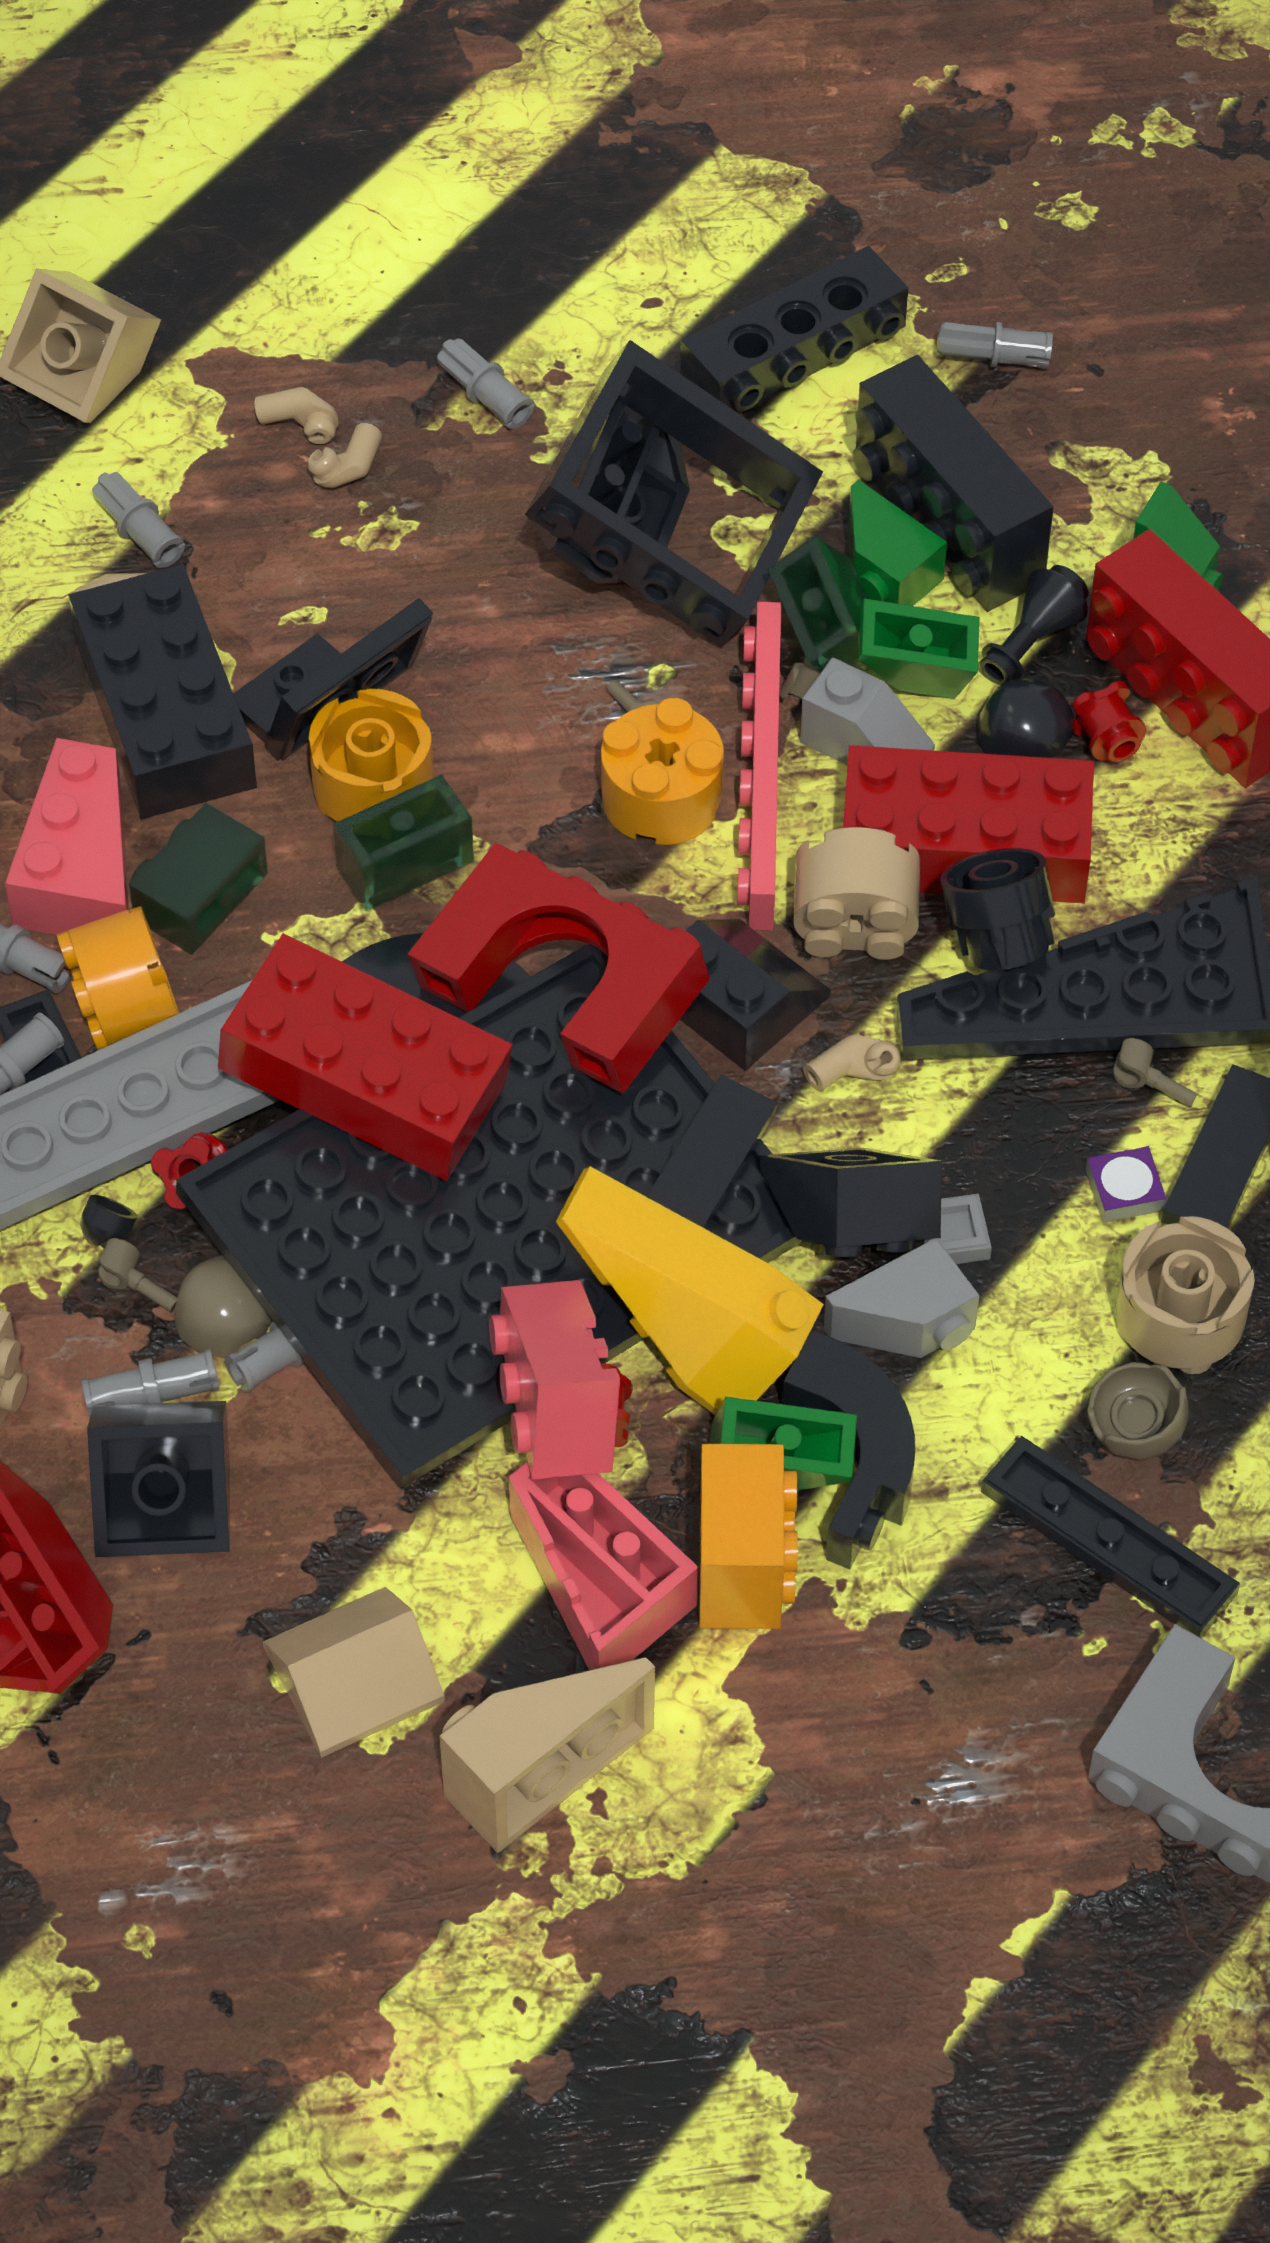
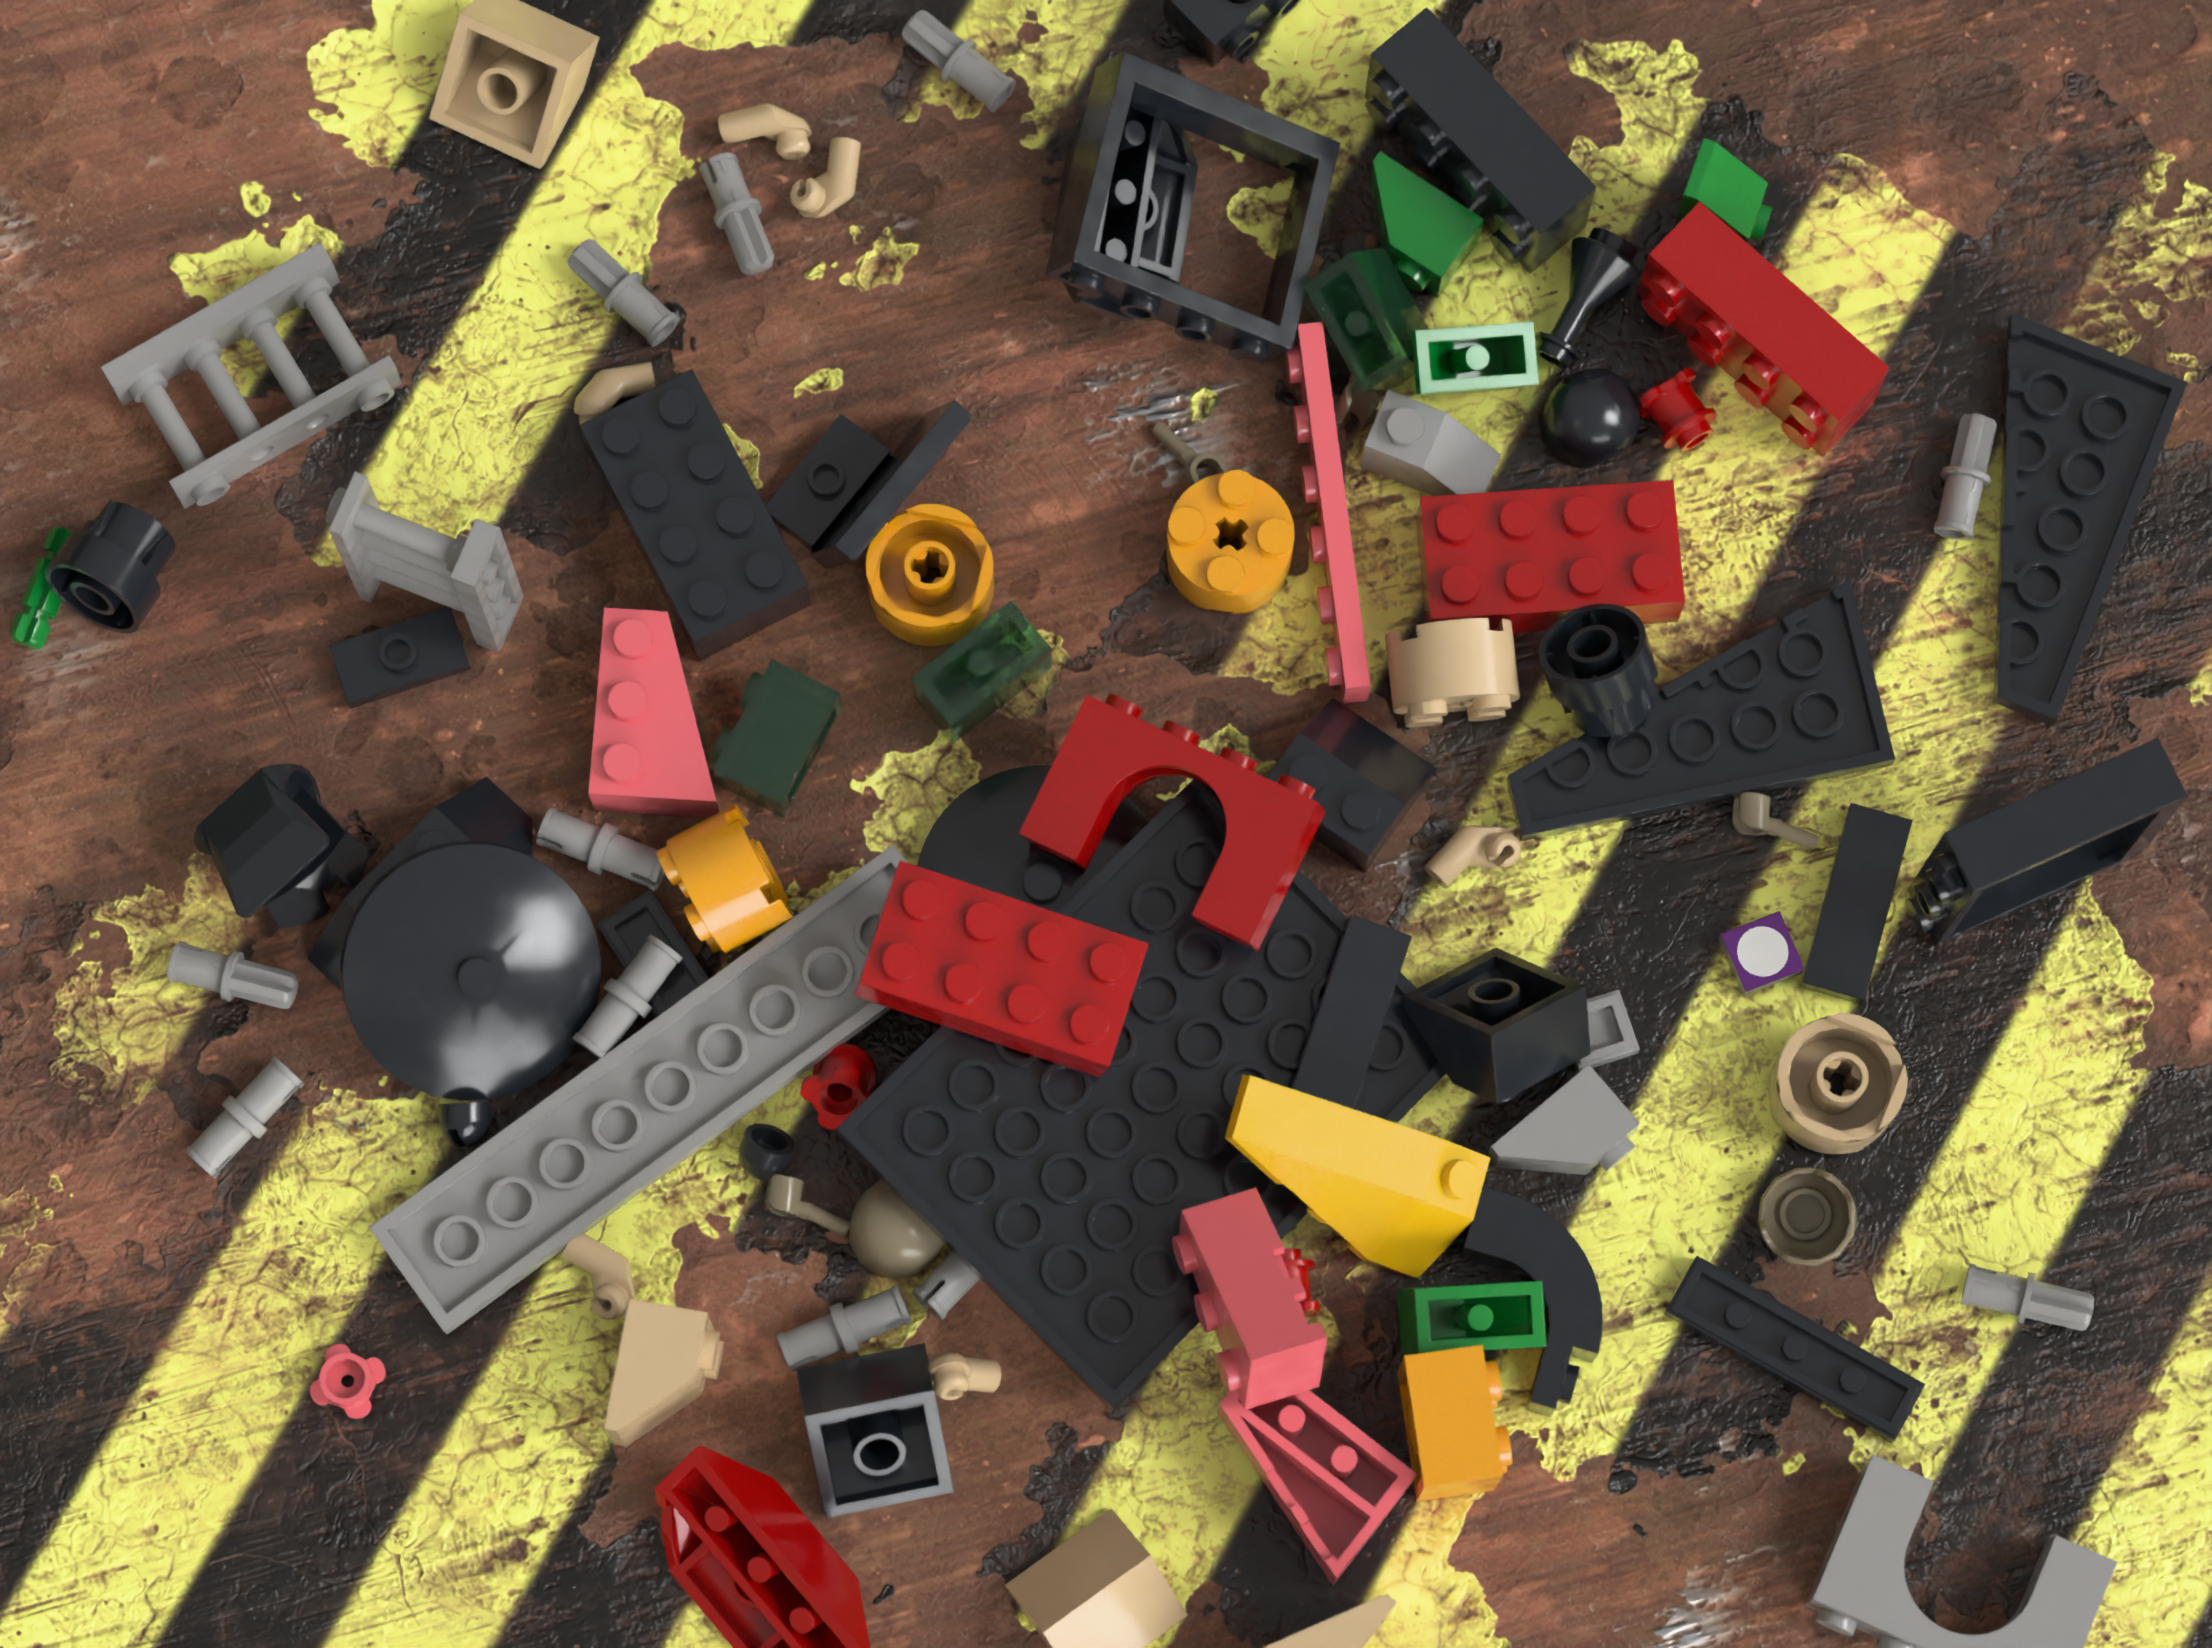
camera: 10 degrees left, 20 degrees up
(250, 1430) = (955, 1373): none -> tan arm
(256, 470) = (737, 213): none -> light grey axle

